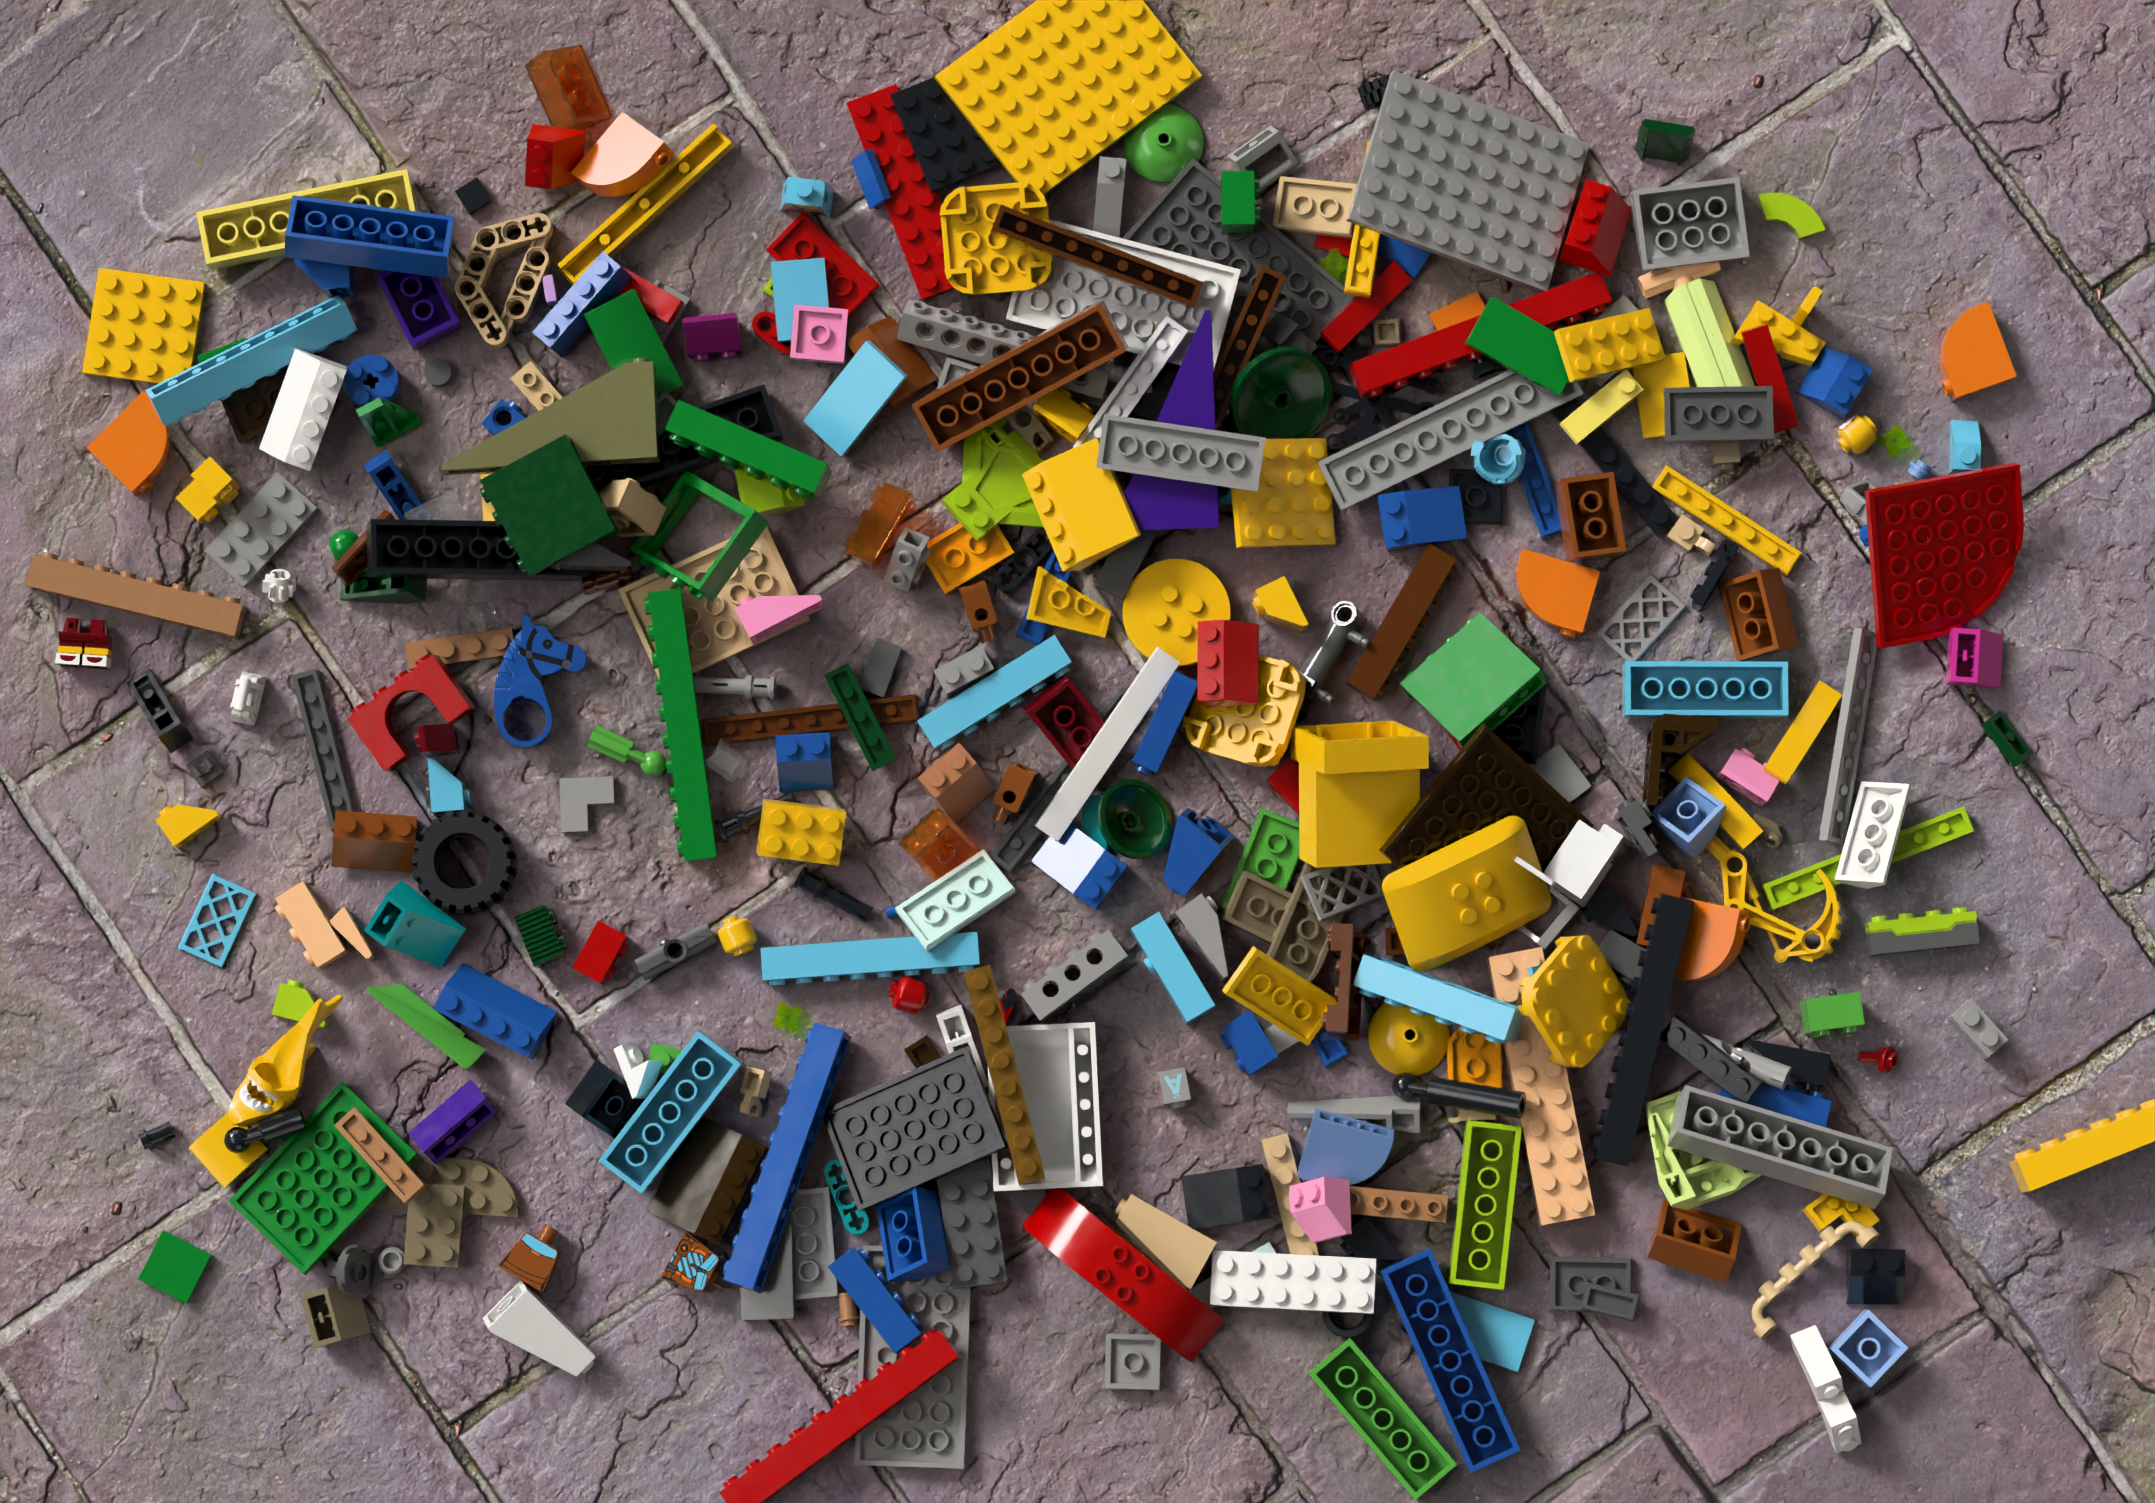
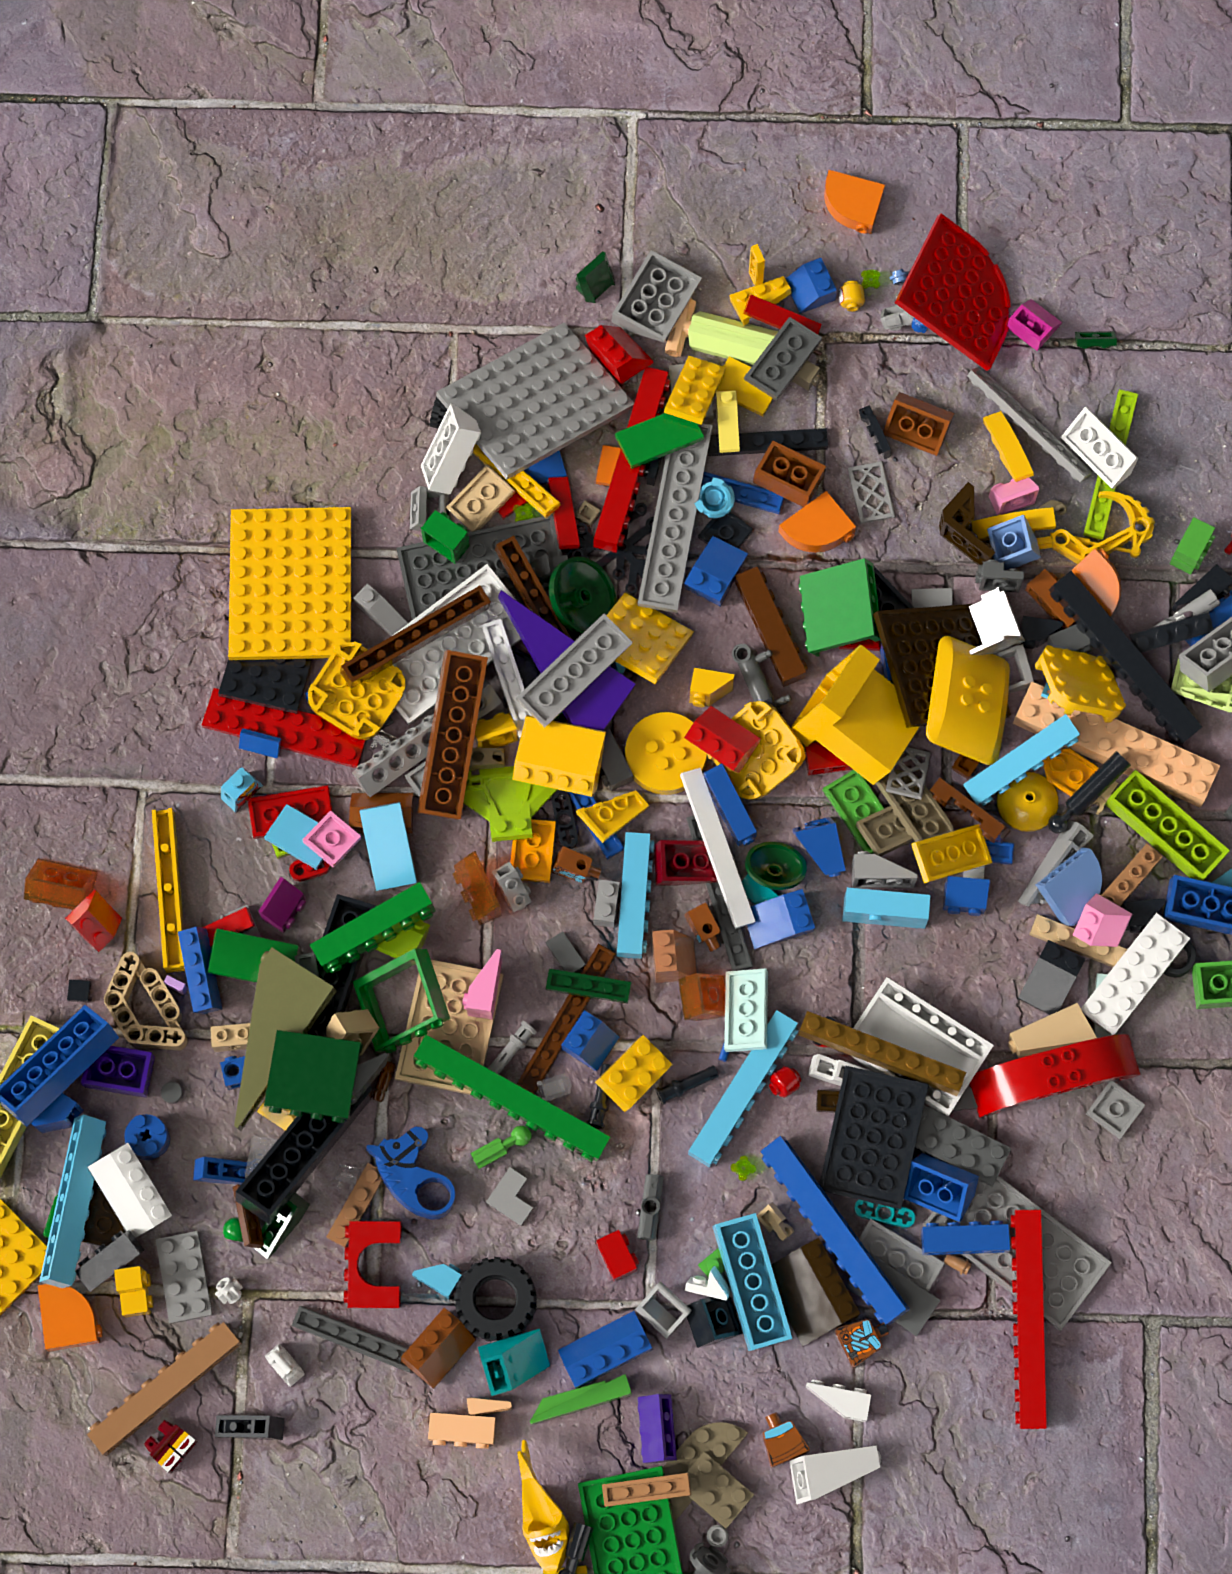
camera: 55 degrees left, 10 degrees down
(185, 822) = (333, 1463): yellow slope -> none
(204, 769) = (308, 1426): dark grey tile -> none
(205, 900) = (394, 1488): medium azure window -> none
(220, 441) = (108, 1258): none -> brick
(294, 1002) = (504, 1476): lime slope -> none
(387, 420) = (177, 1145): green wing -> none
(437, 740) = (404, 1260): dark red slope -> none
(541, 936) = (578, 1285): dark green brick -> none
(570, 1038) = (658, 1315): none -> light grey tile
(618, 1293) = (847, 1403): none -> white slope
(622, 159) = (130, 880): brick -> none
(737, 936) = (669, 1161): yellow head -> none
(1099, 942) = (847, 938): light grey brick -> none
(1164, 161) = (375, 571): bright green dish -> none
(1174, 1087) = (960, 961): light grey brick -> none
(1338, 134) = (450, 450): none -> white slope
(1688, 534) = (840, 430): tan plate -> none
(1705, 689) = (941, 481): medium azure brick -> none
(1726, 520) = (846, 403): yellow tile -> none
(1792, 212) = (692, 241): lime tile -> none
(1922, 933) = (1178, 464): piece -> none
(1964, 446) = (904, 243): medium azure slope -> none

